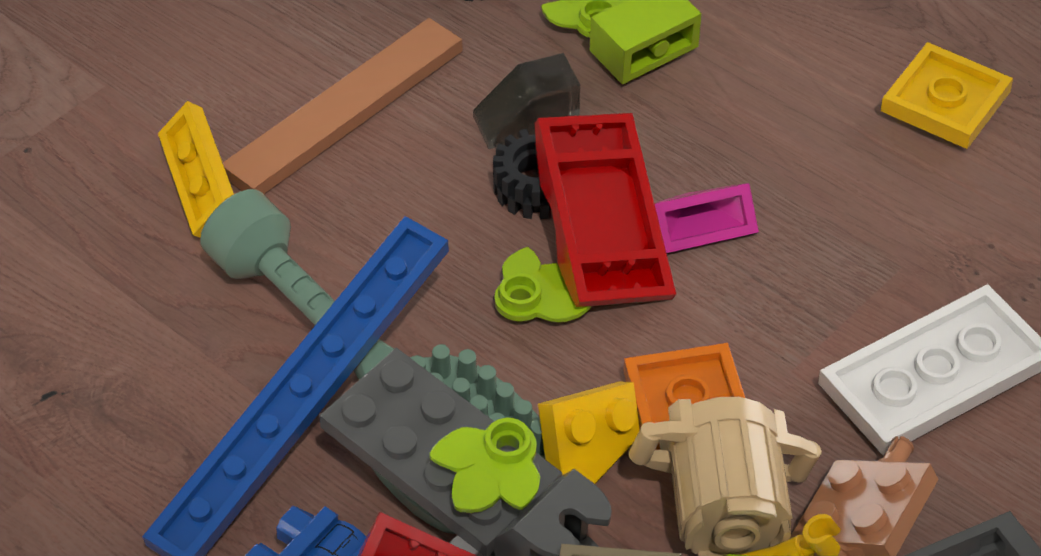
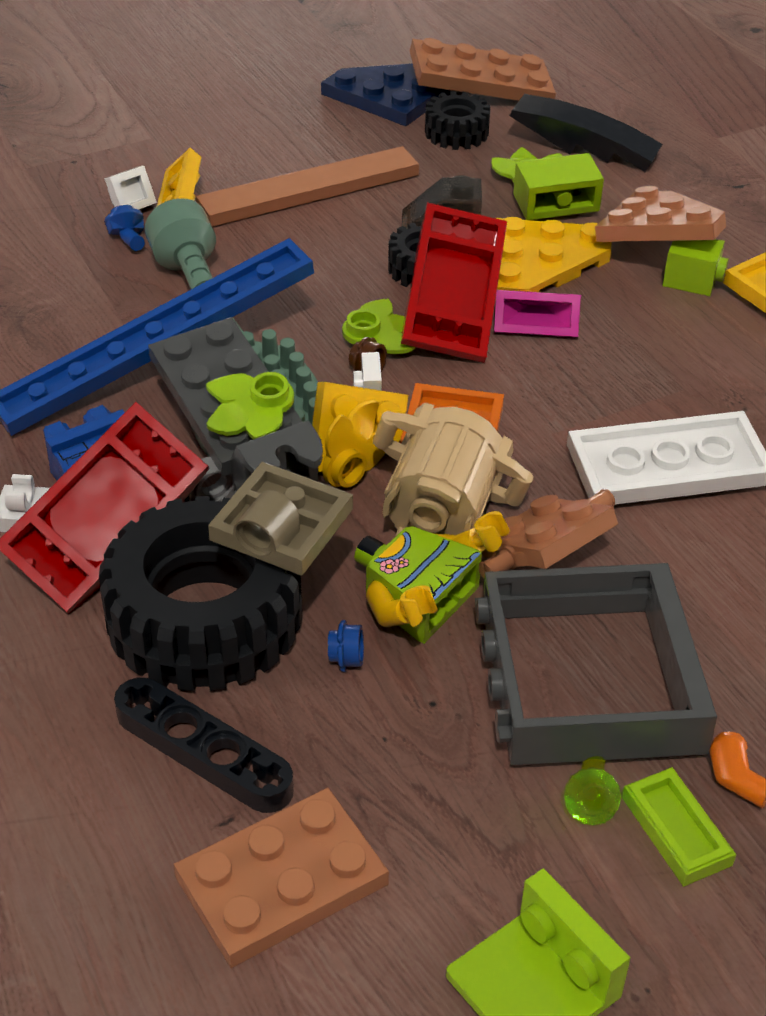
camera: 20 degrees right, 5 degrees down
(137, 181) = (131, 188): none -> white tile
(156, 230) = (128, 224): none -> blue plate
(547, 337) = (365, 346): none -> reddish brown plate
(570, 368) = (370, 372): none -> white plate
(609, 460) = (351, 446): none -> yellow plate
(675, 123) = (547, 253): none -> yellow plate
(786, 47) = (660, 217): none -> nougat plate
(844, 97) = (695, 265): none -> lime brick

